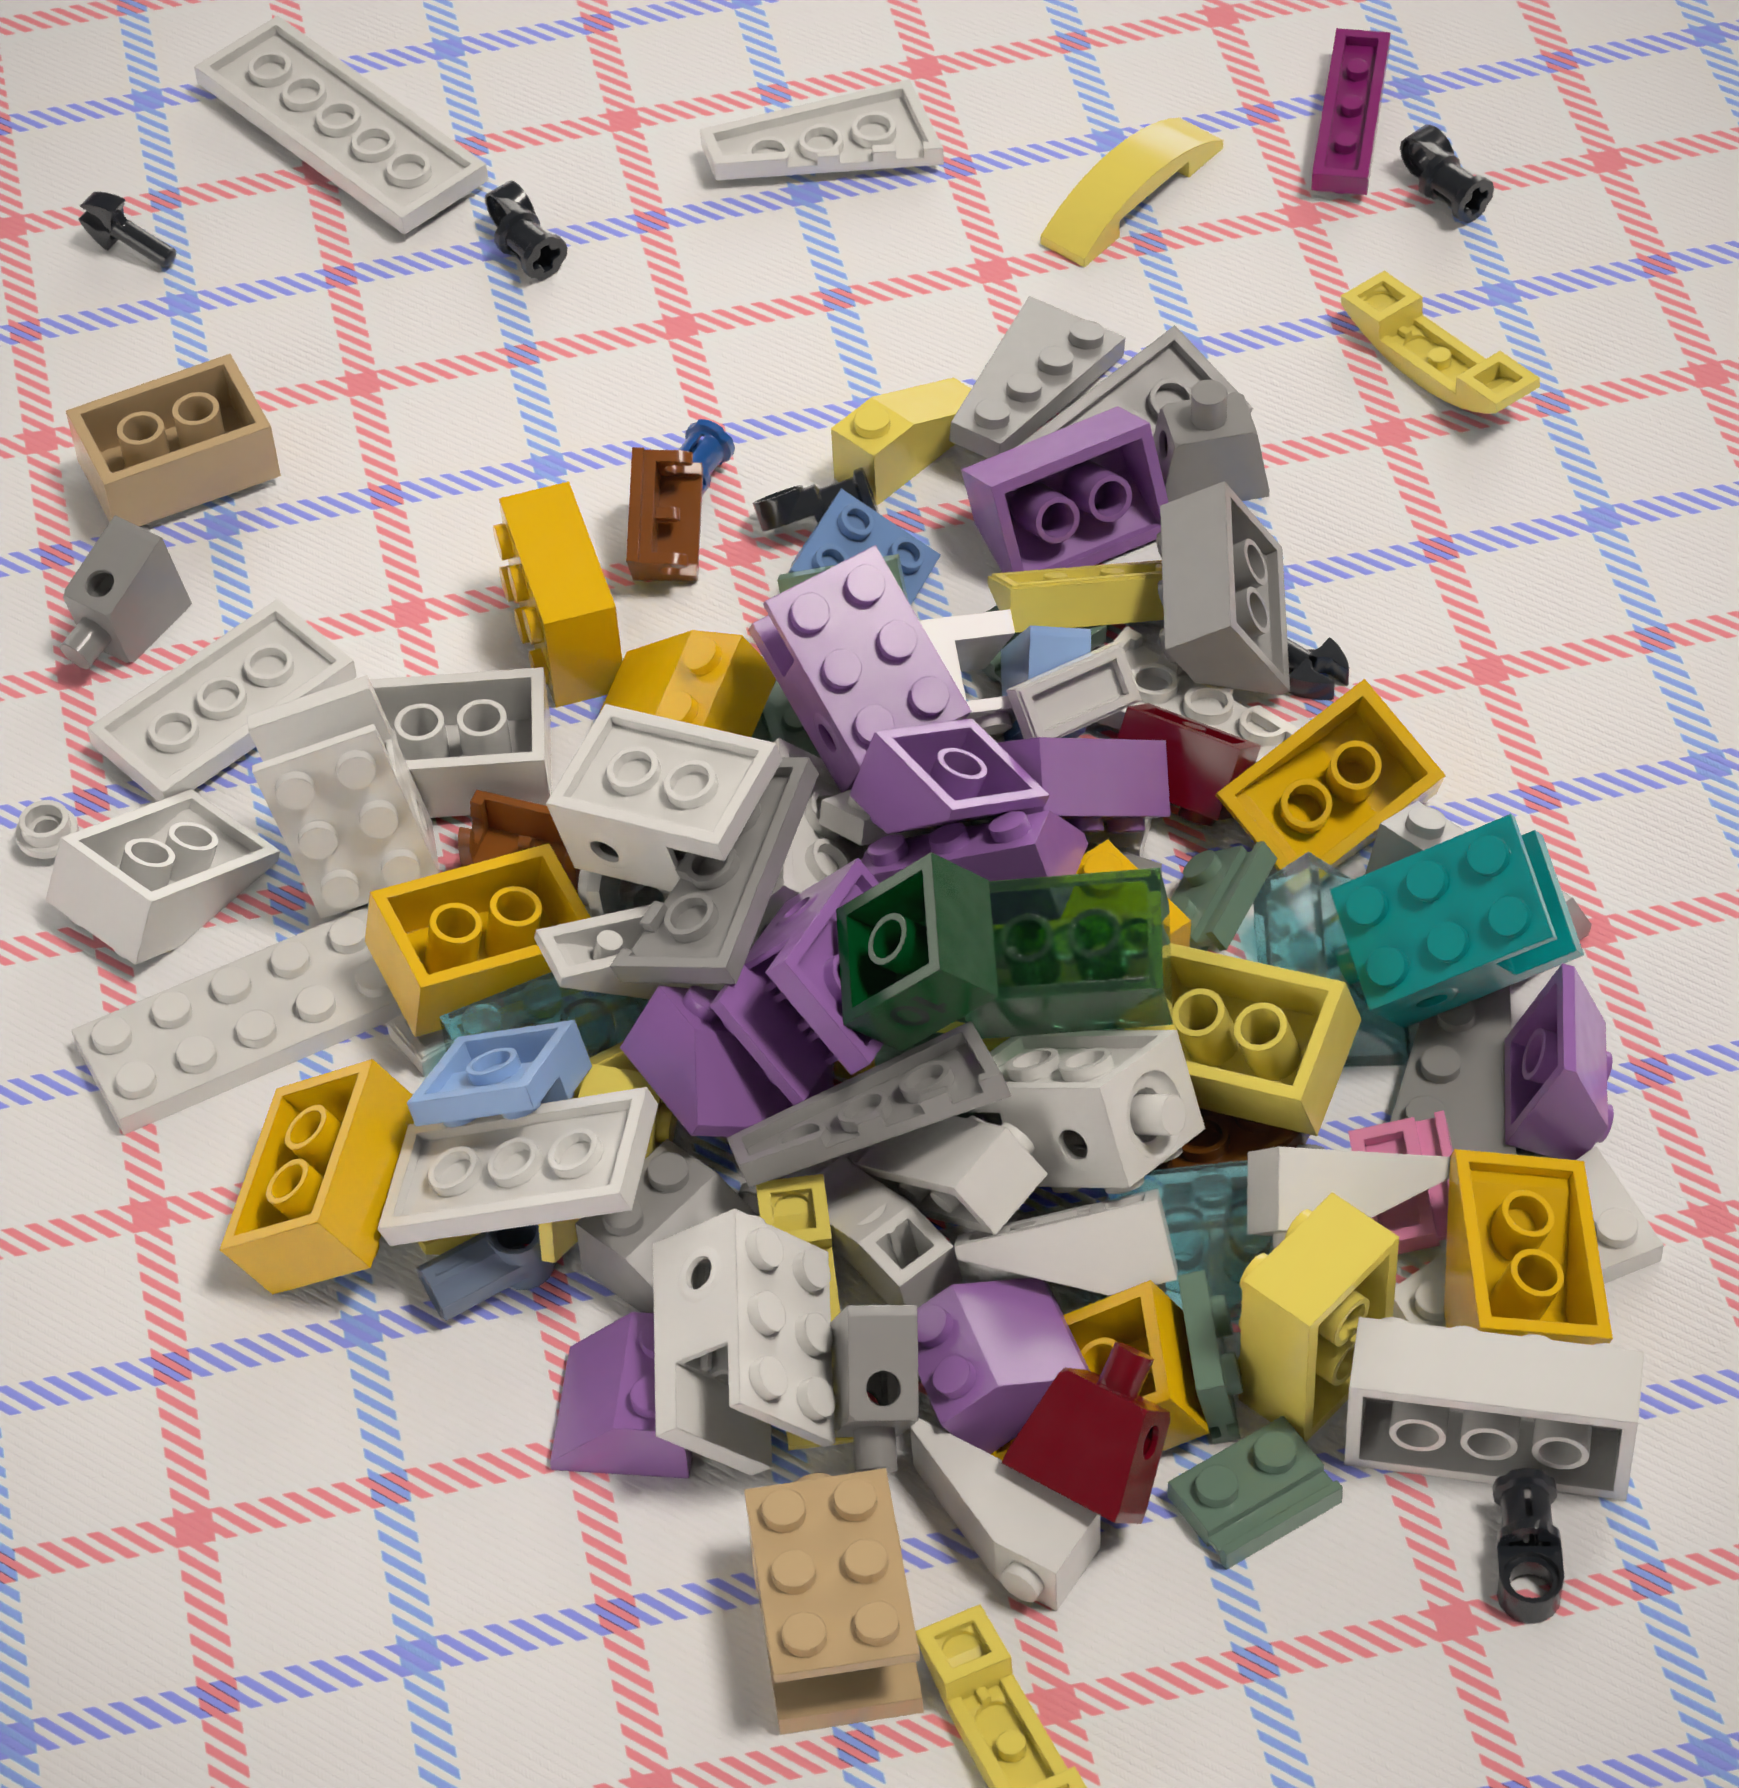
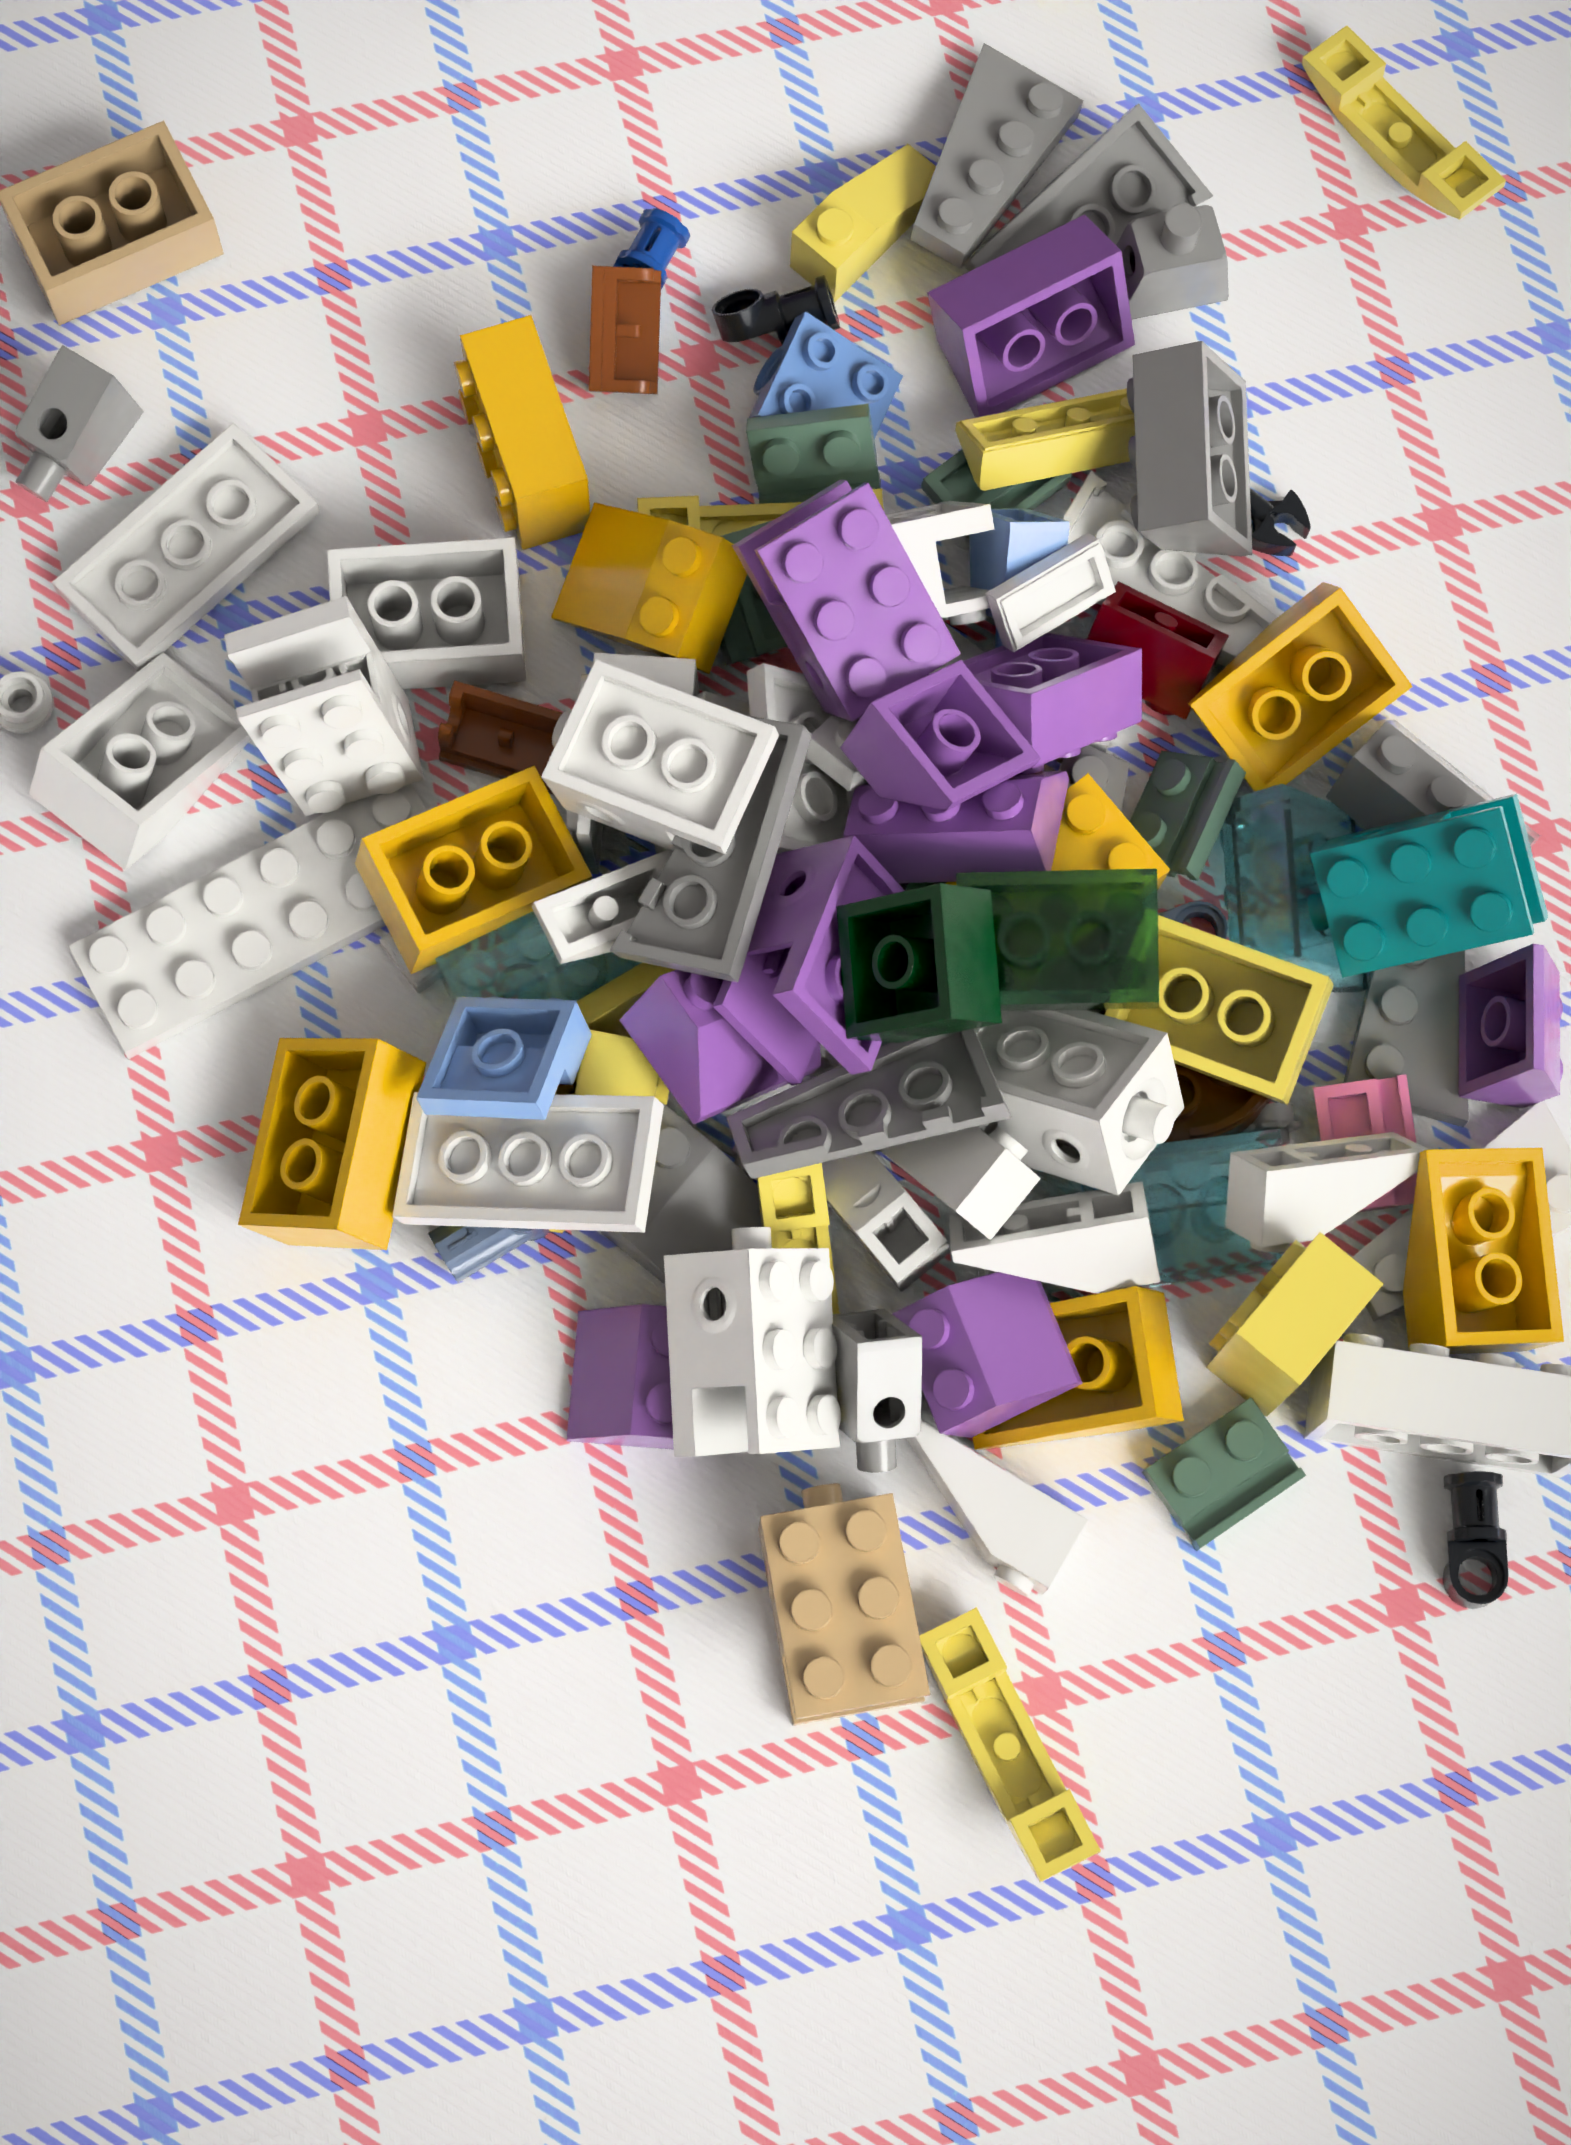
camera: 10 degrees left, 25 degrees up
(1096, 1437) = (1086, 1455): dark red torso -> none
(1214, 1370) = (1193, 1369): sand green plate -> none

